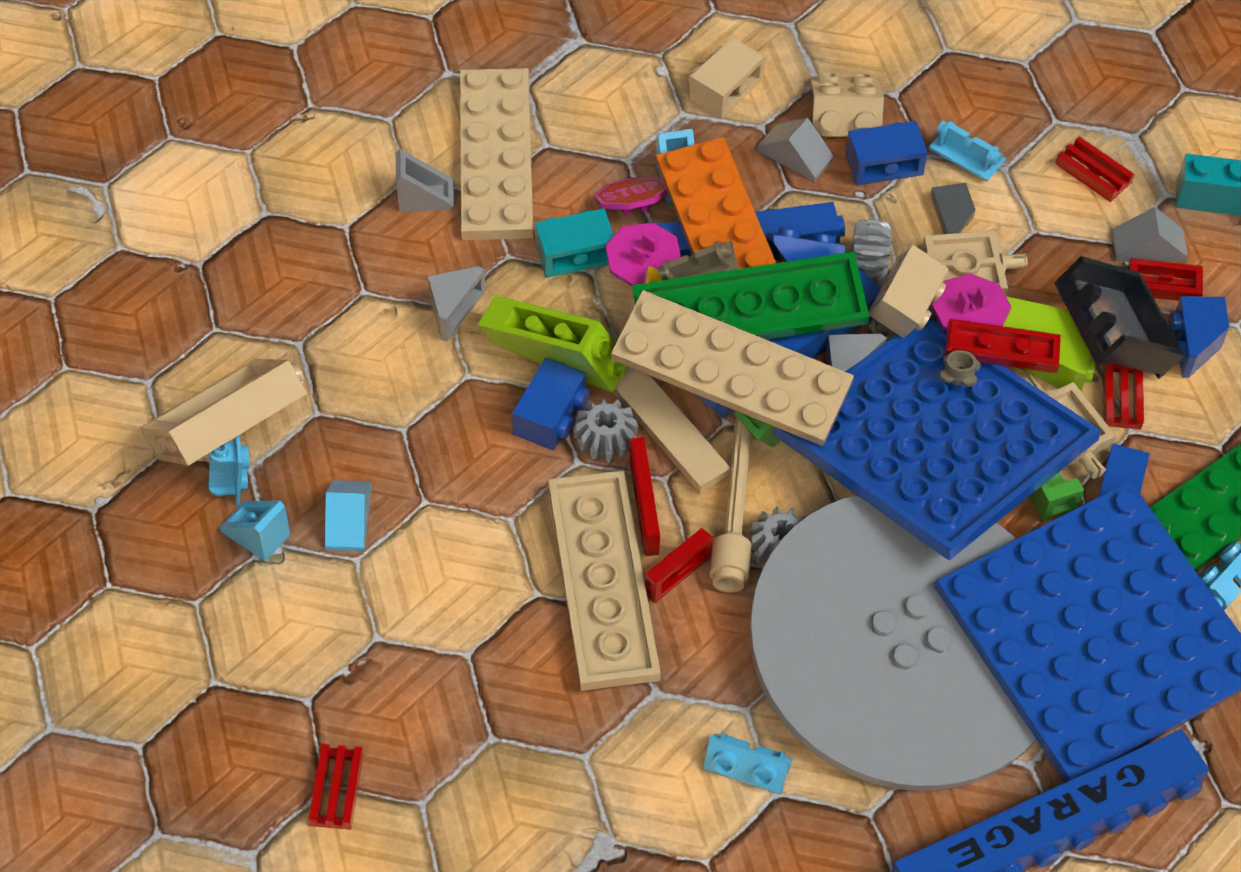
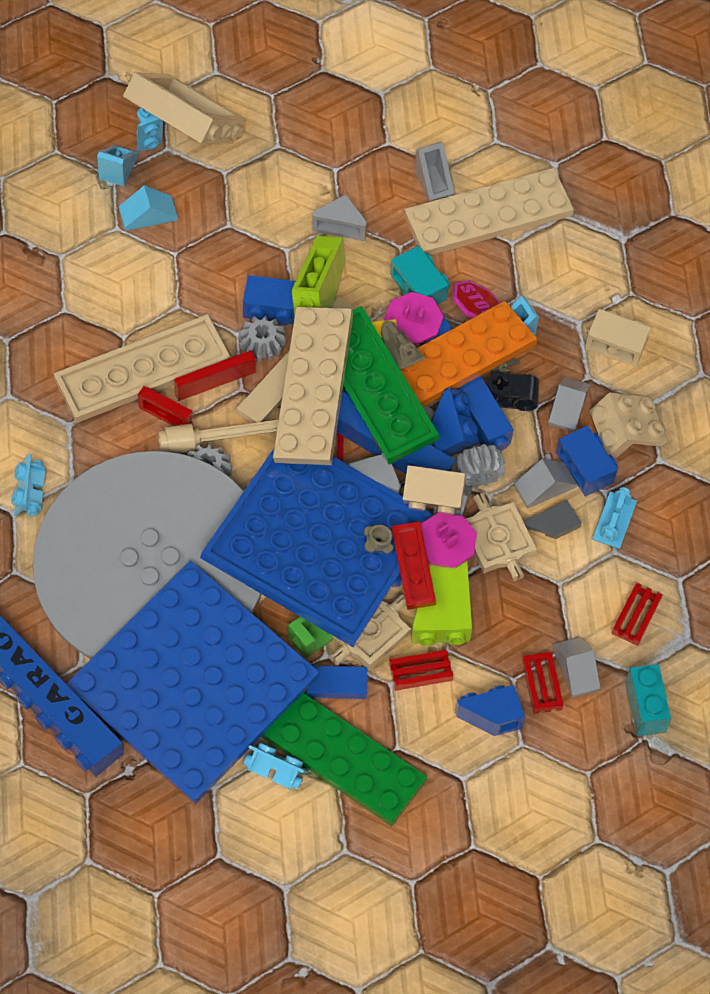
camera: 70 degrees right, 5 degrees up
(771, 188) = (515, 391): none -> black piece
(902, 204) = (544, 482): none -> light grey slope
(1118, 317) = (474, 643): black window -> none

